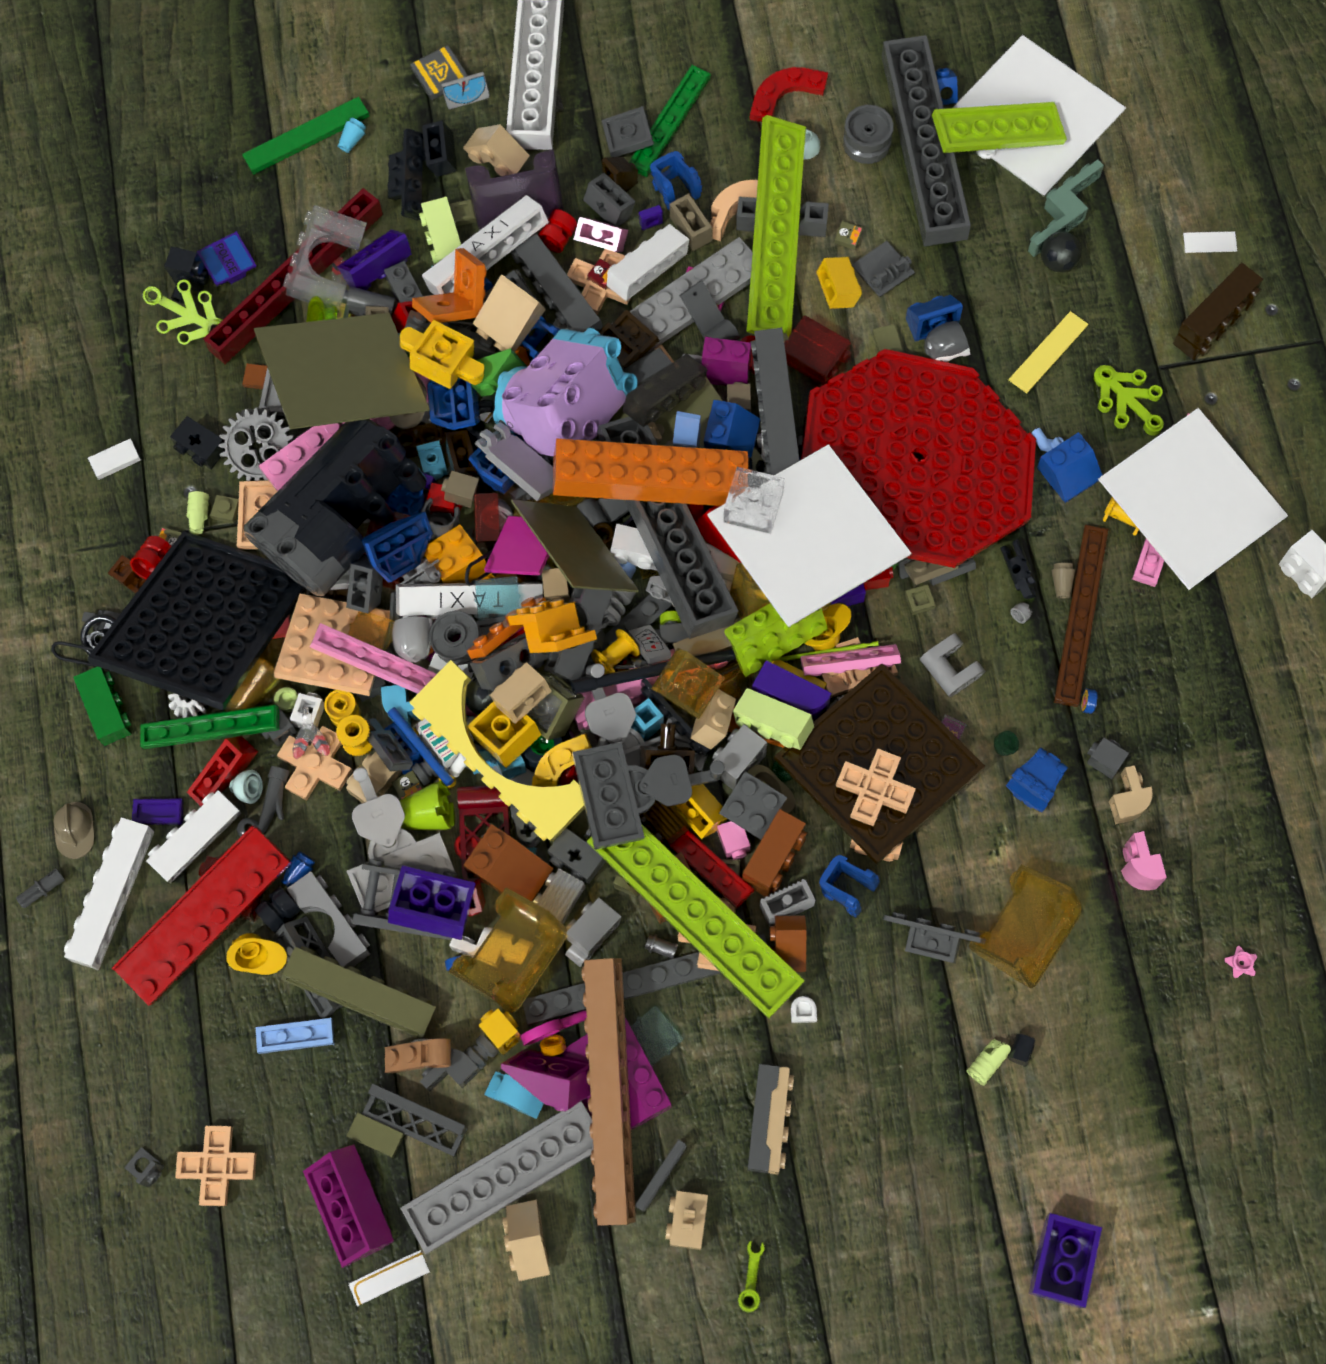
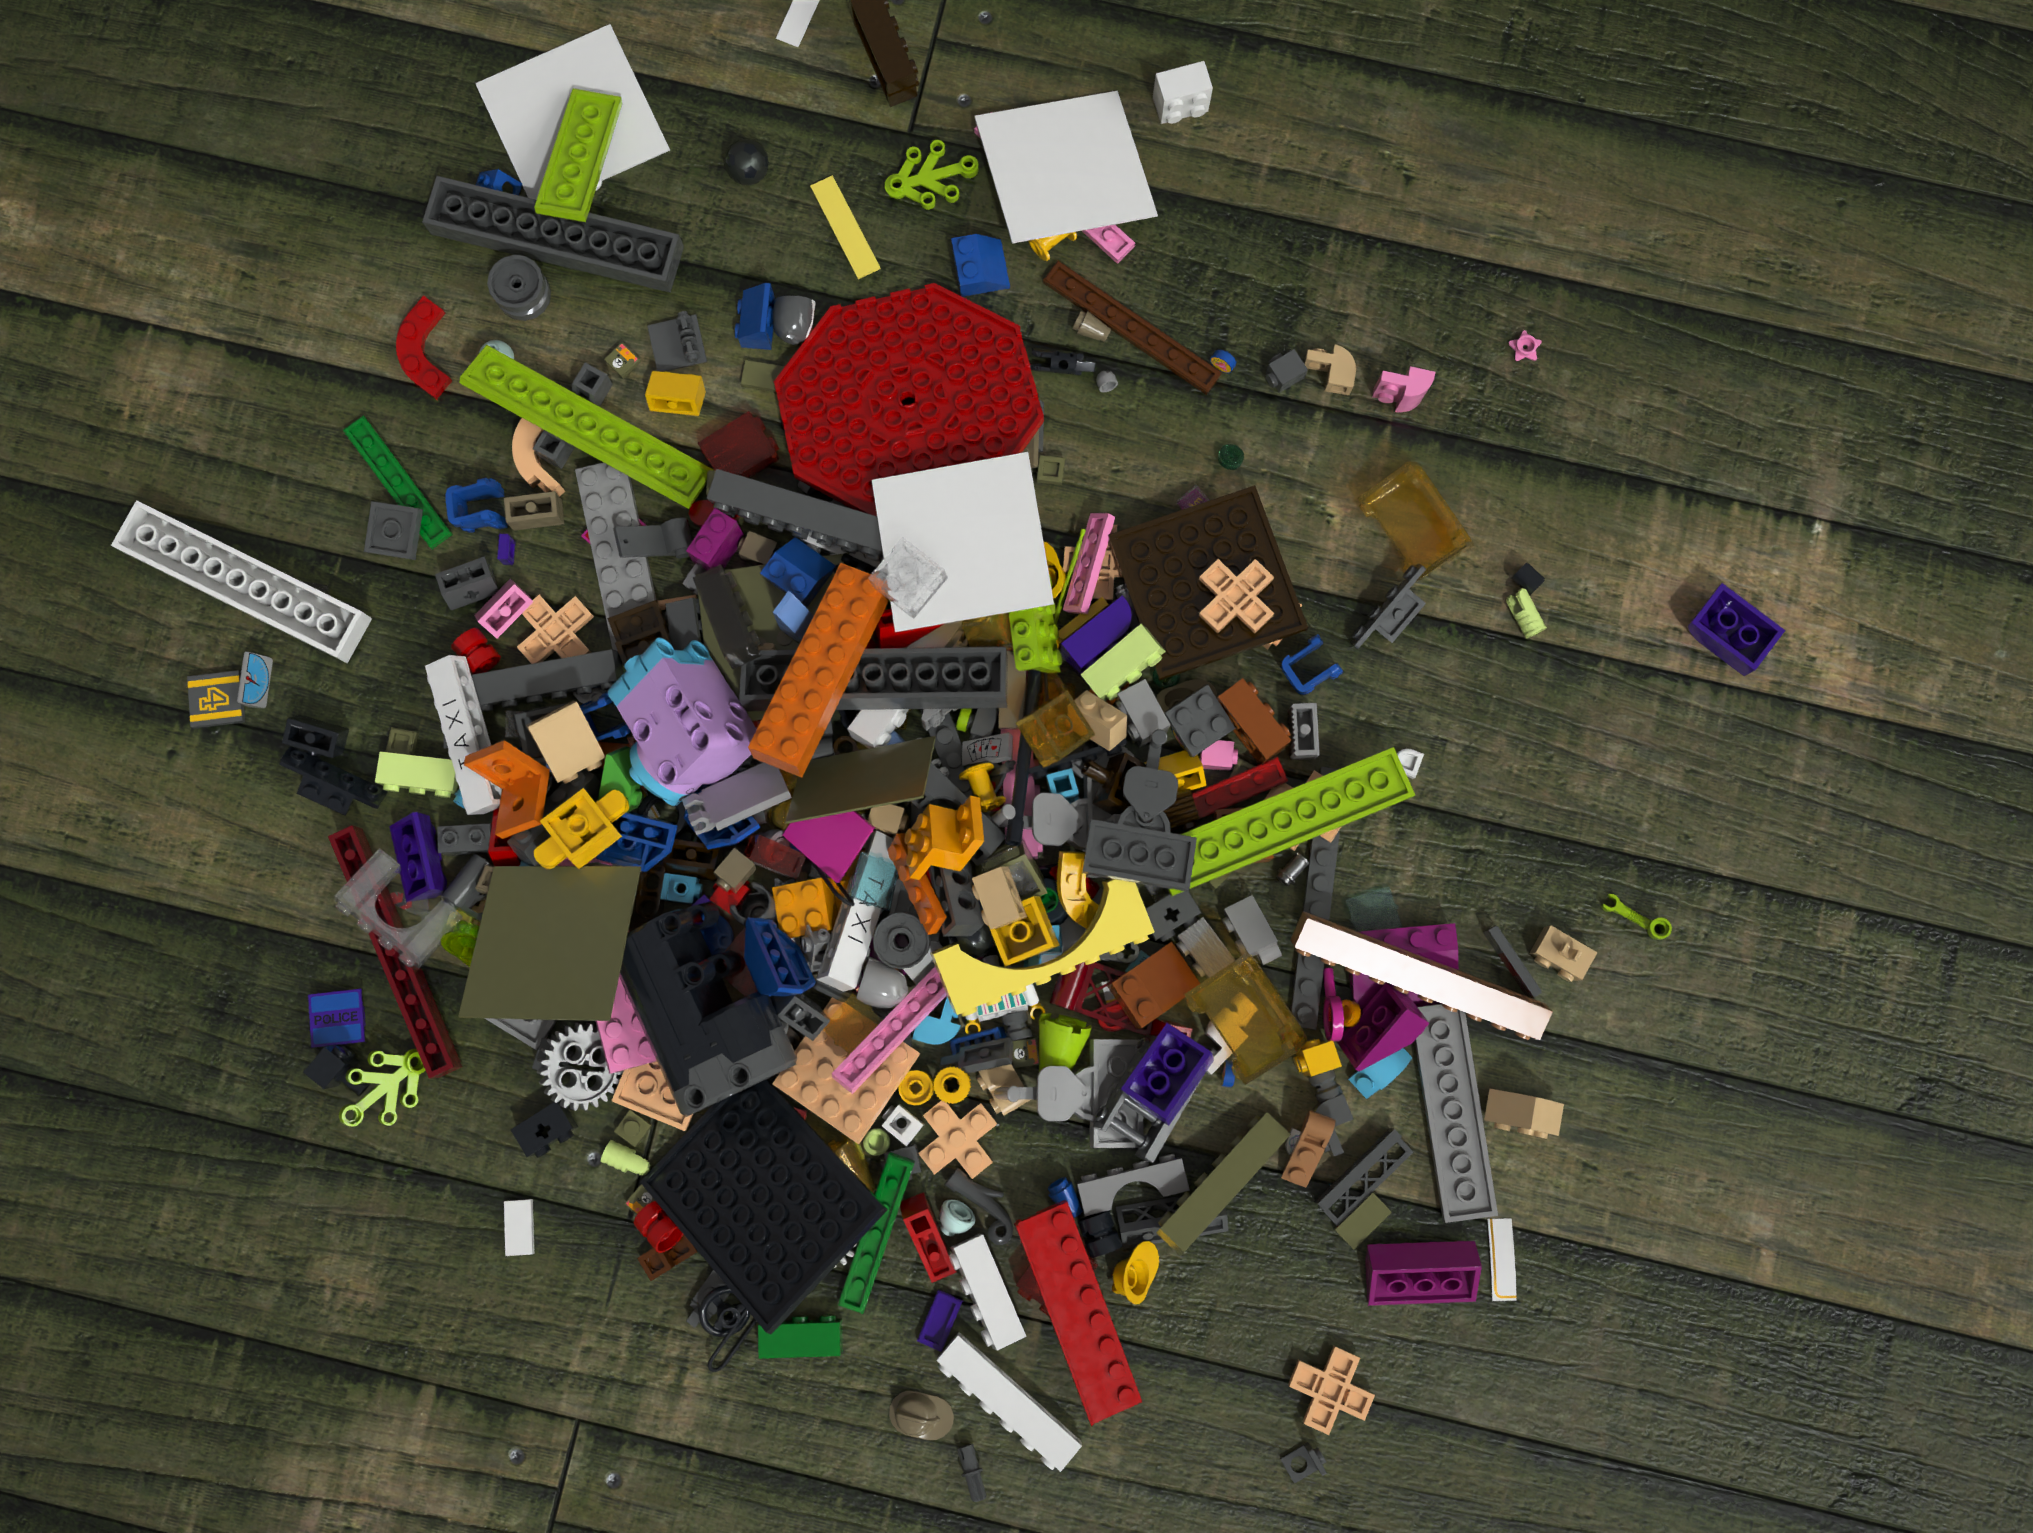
camera: 70 degrees left, 10 degrees up
(254, 376) = (492, 1038): dark orange tile -> none
(295, 1035) = (1234, 1263): light blue plate -> none
(304, 135) = (222, 875): green tile -> none
(309, 732) = (929, 1130): clear piece -> none
(351, 134) = (247, 823): medium azure cone -> none
(420, 746) = (994, 1023): blue bar -> none
(498, 147) = (346, 675): tan brick -> none
(498, 194) = (412, 700): clear purple windscreen -> none
(598, 273) = (551, 626): dark red tile -> none
(621, 172) = (439, 557): dark brown slope -> none
(647, 262) = (561, 574): white brick -> none
(768, 1119) = (1499, 838): piece -> none
(790, 940) = (1344, 743): dark orange brick -> none
(942, 670) = (1136, 481): light grey connector -> none
(1037, 780) = (1282, 443): blue piece -> none
(1043, 442) = (944, 273): light blue arm -> none
(1065, 205) = (695, 135): sand green bracket -> none

